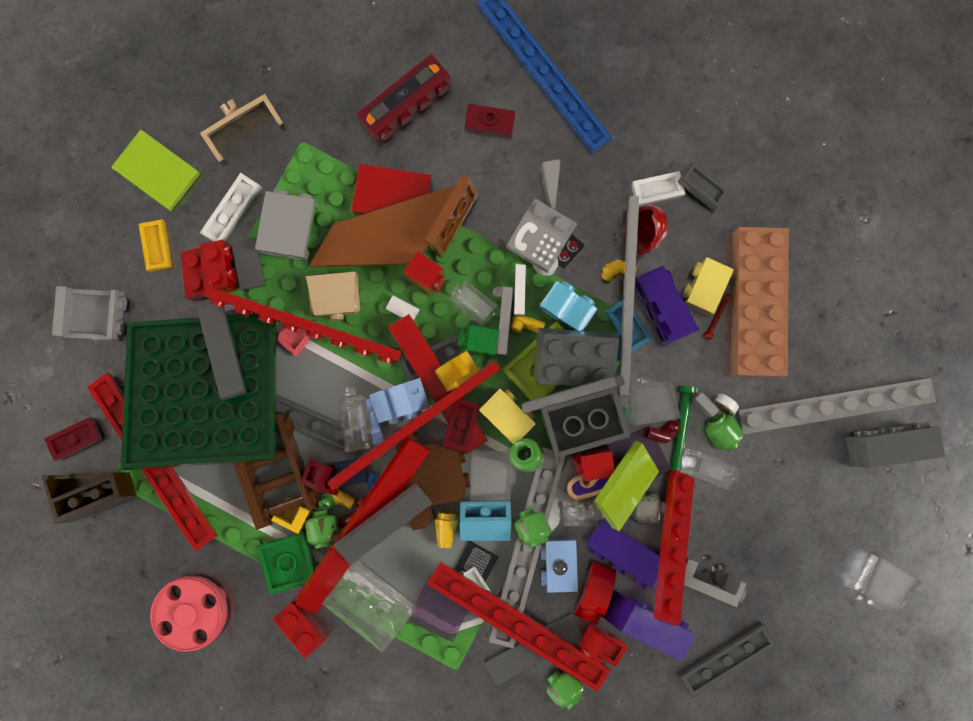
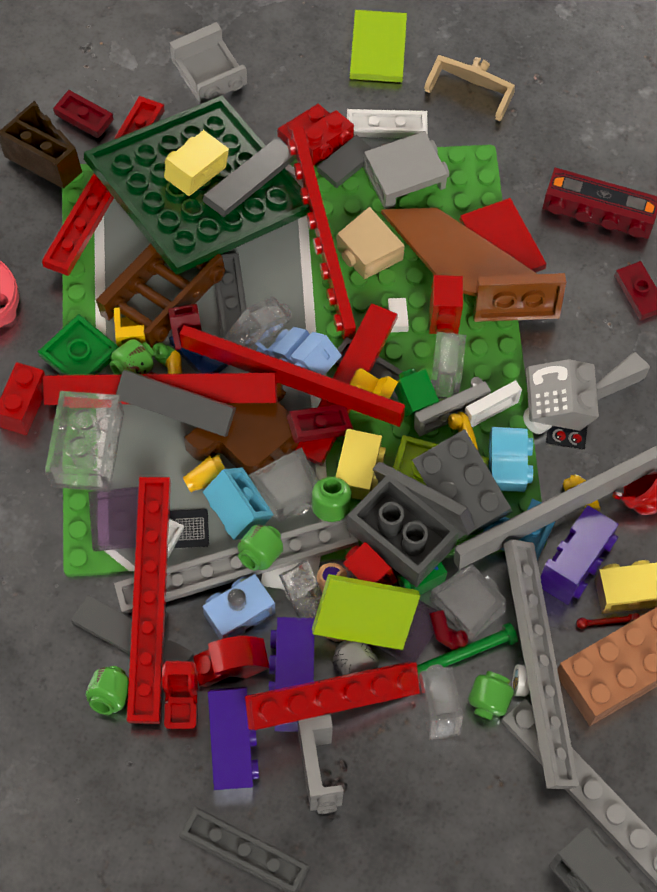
camera: 60 degrees right, 20 degrees down
(155, 245) = (308, 83): yellow tile -> none
(185, 387) = (195, 162): none -> light yellow brick
(293, 341) = (300, 239): coral tile -> none
(705, 404) = (506, 657): light grey tile -> none
(729, 387) = (540, 666): none -> light grey plate

